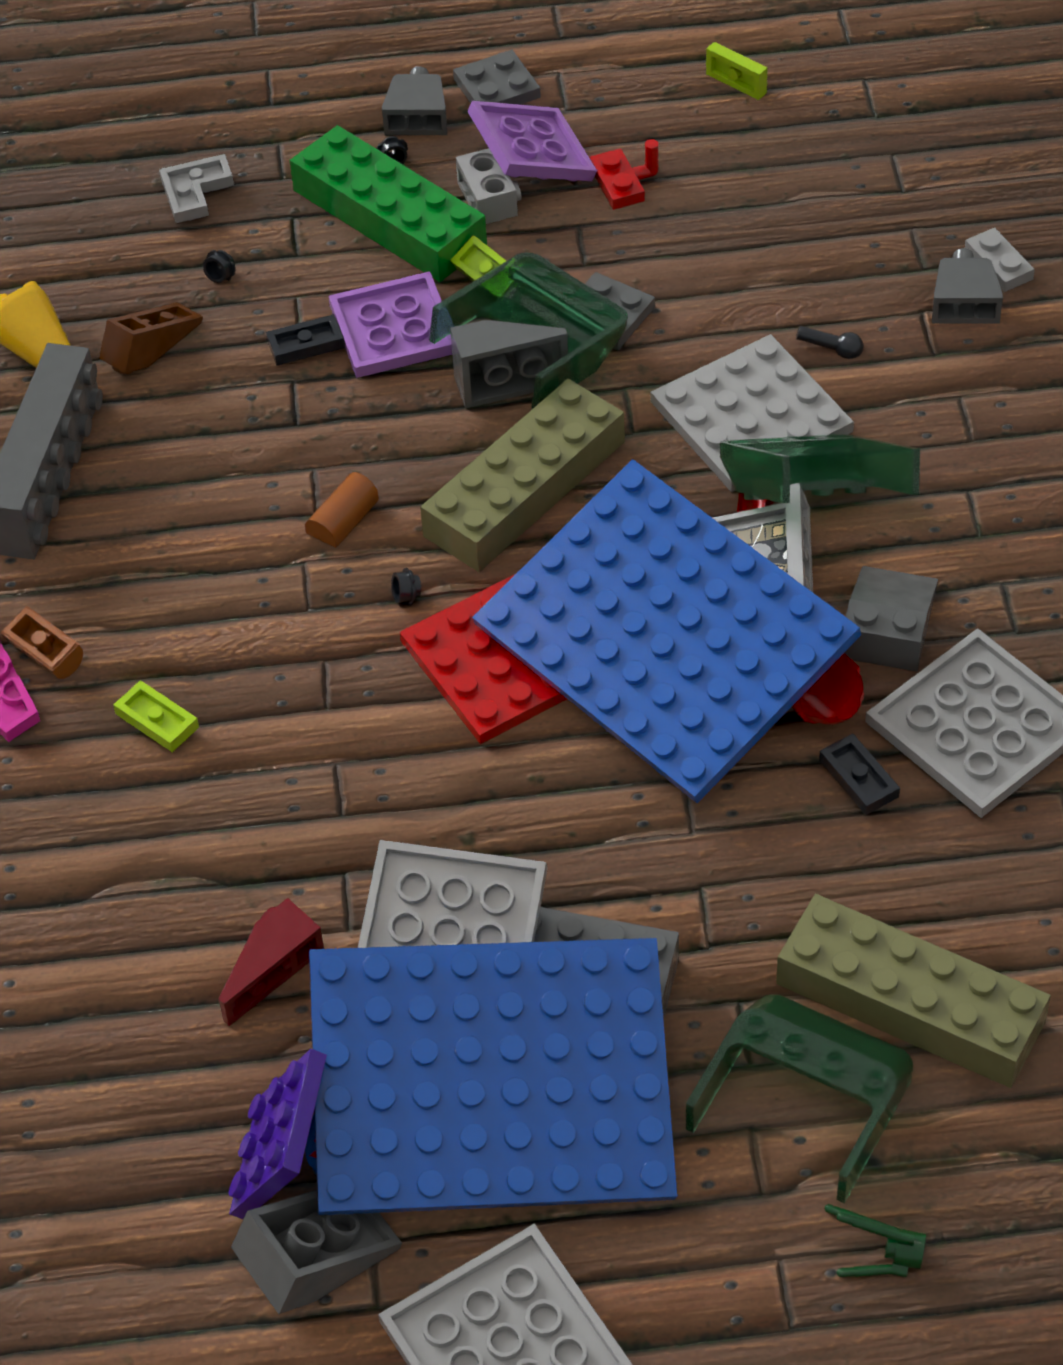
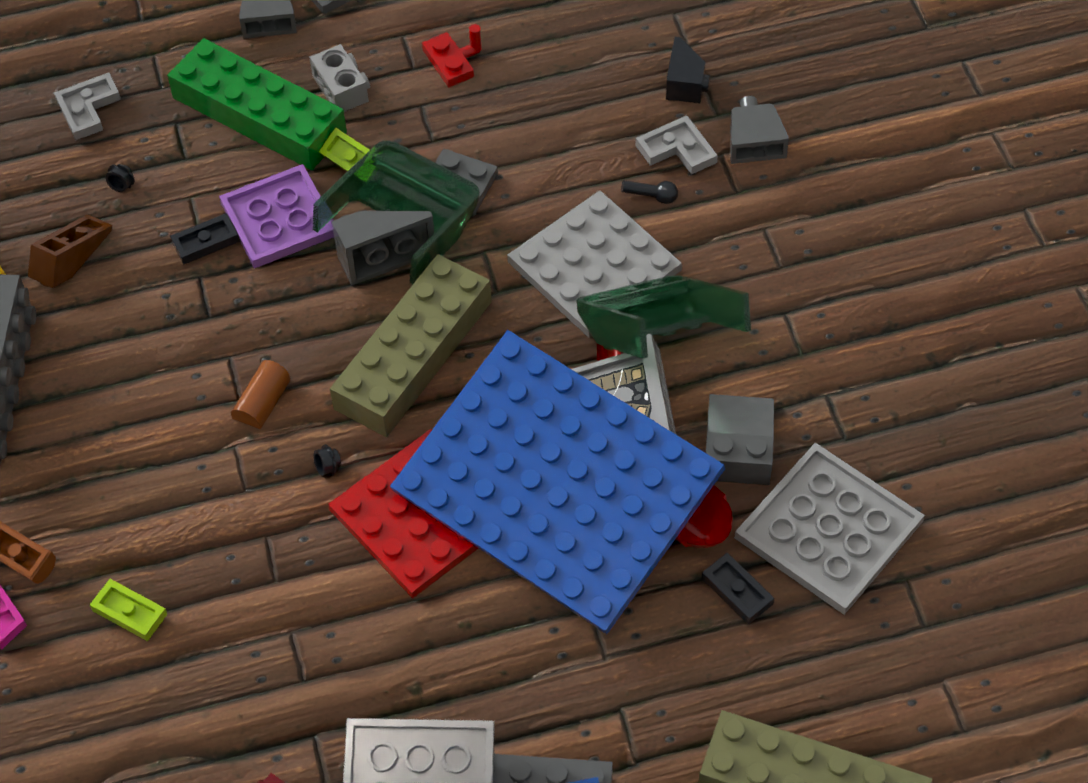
camera: 10 degrees left, 5 degrees up
(400, 148) = (254, 53): black plate -> none
(532, 141) = (371, 35): medium lavender plate -> none
(872, 288) = (677, 139): none -> light grey plate
(893, 219) = (686, 74): none -> black slope
(1007, 261) = (772, 91): light grey plate -> none

